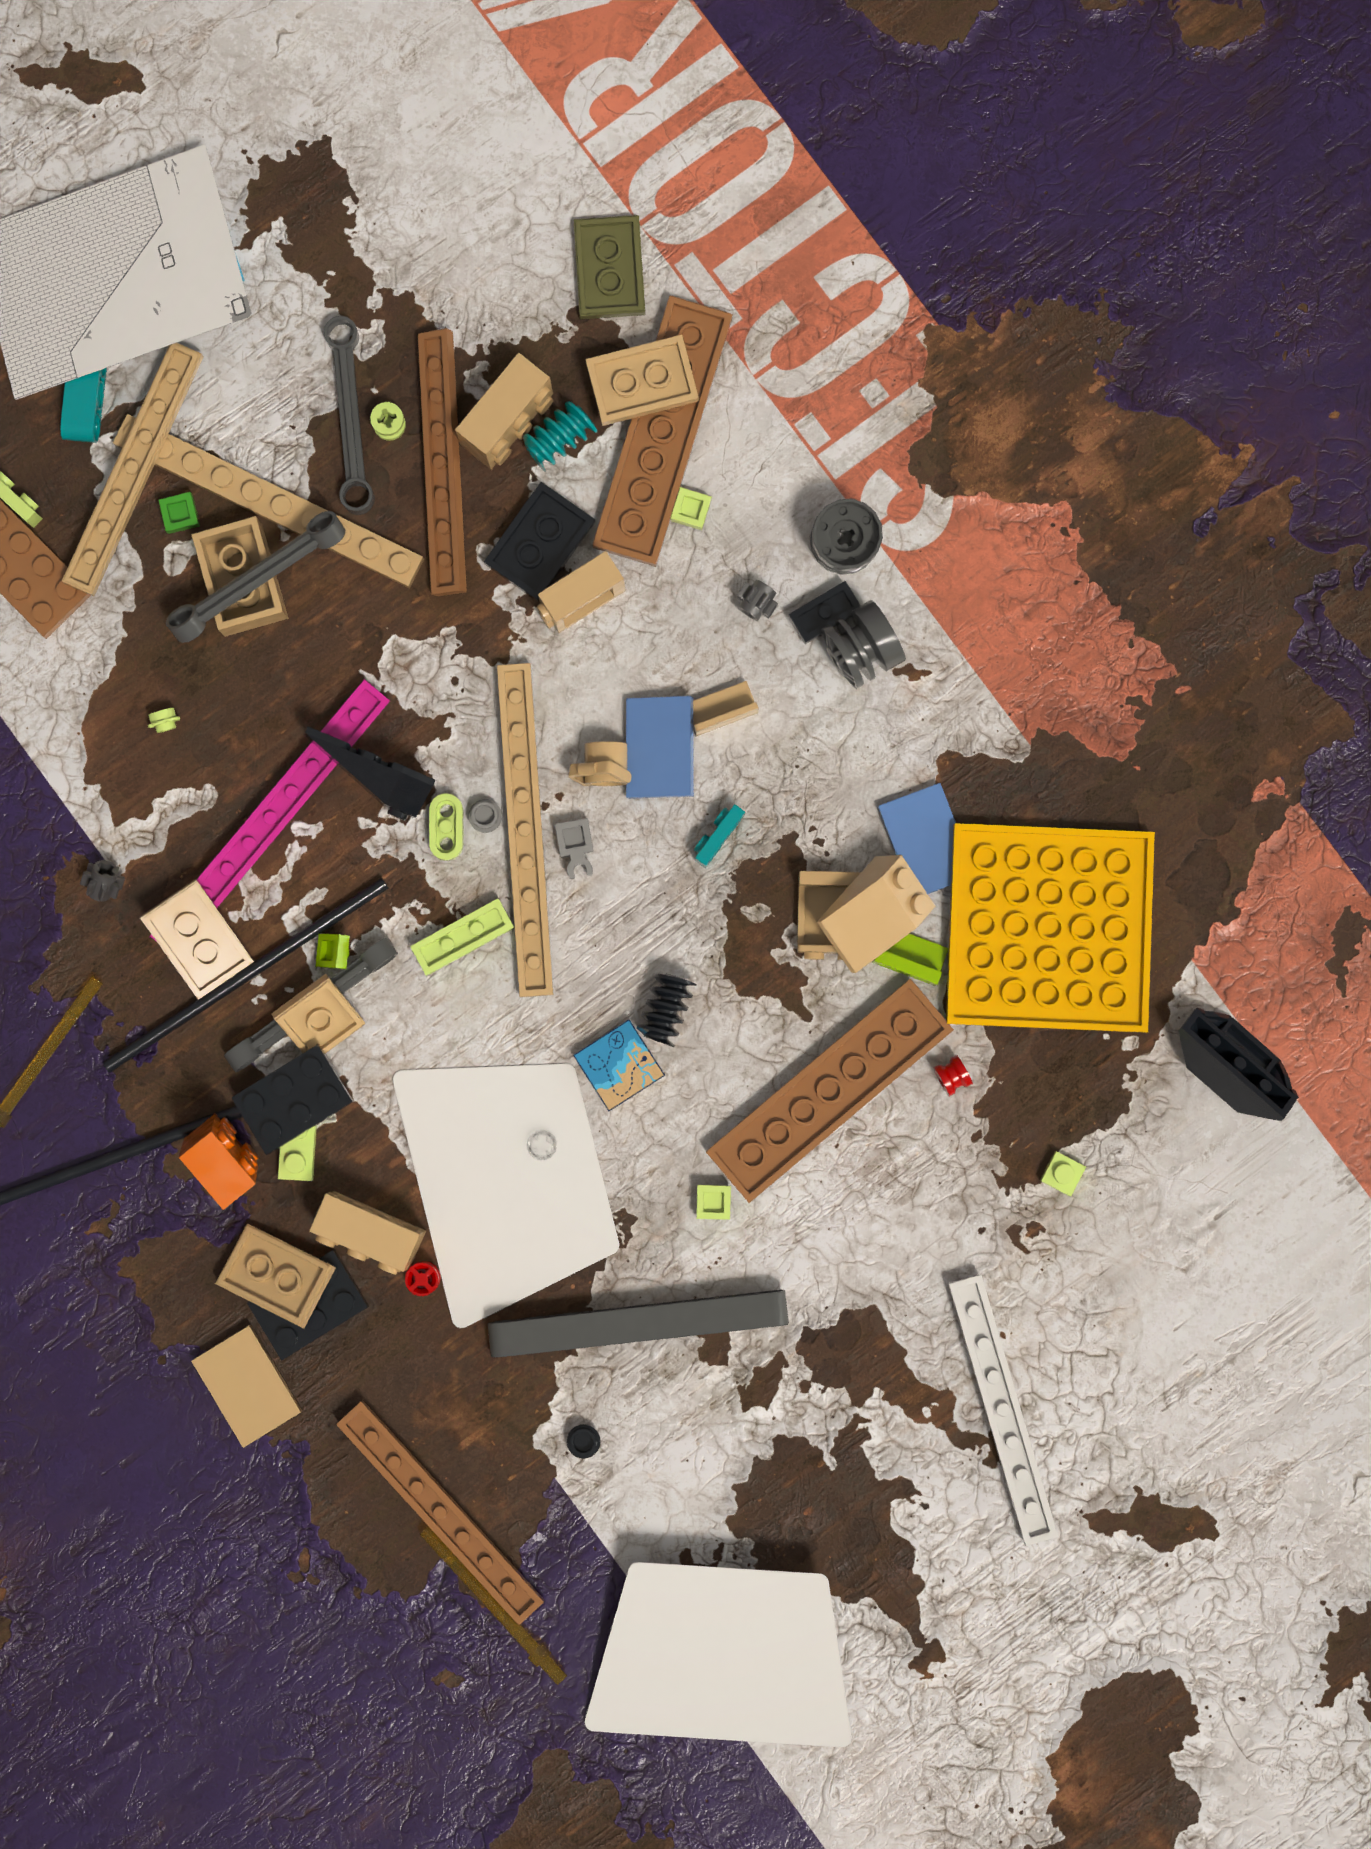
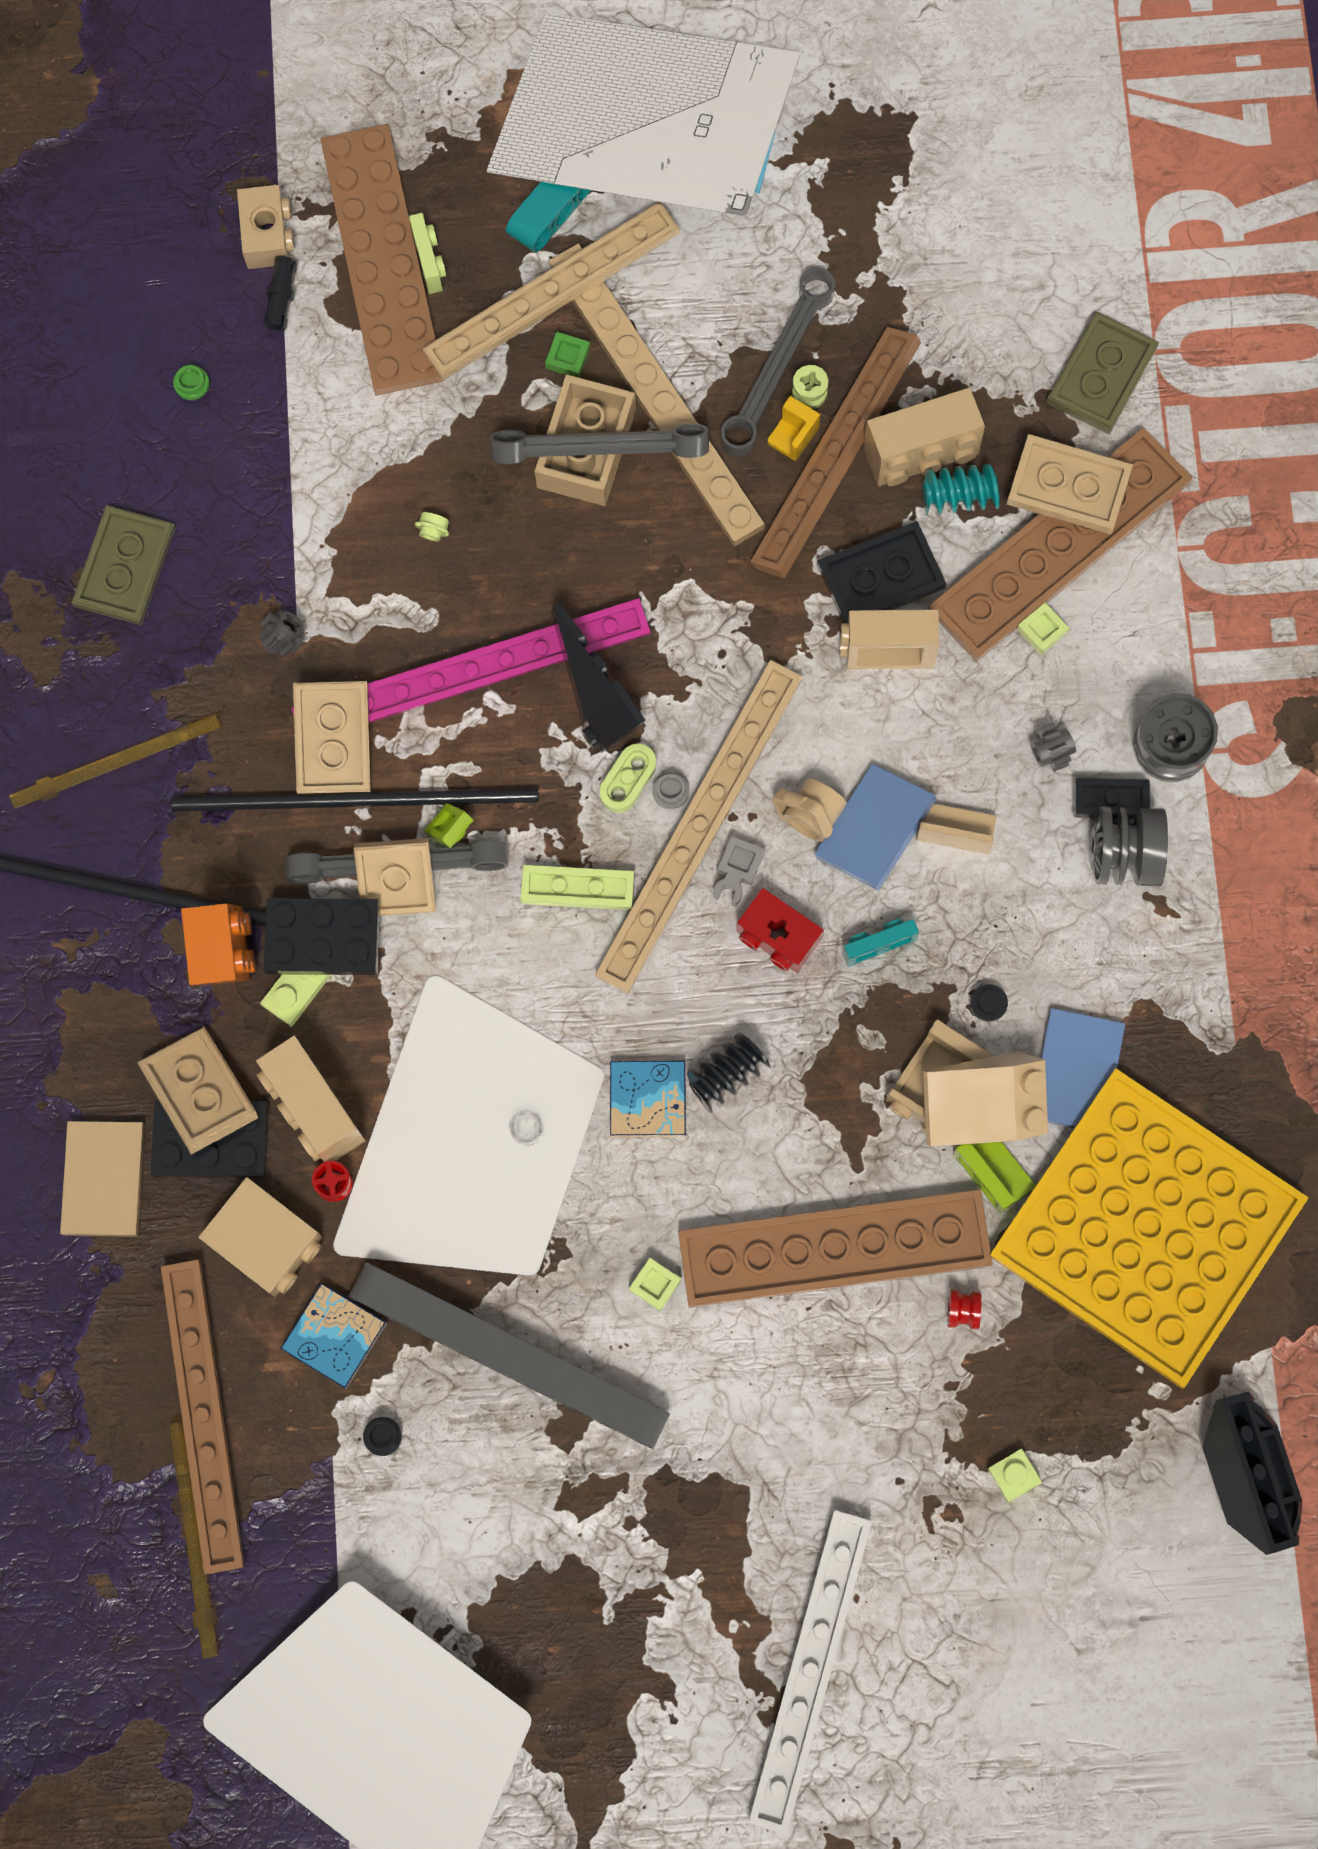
camera: 35 degrees right, 10 degrees down
(397, 464) = (795, 429): none -> yellow panel
(397, 1355) = (262, 1238): none -> tan panel
(498, 1391) = (333, 1336): none -> tile
(621, 864) = (769, 913): none -> red brick
(829, 831) = (988, 1003): none -> black plate

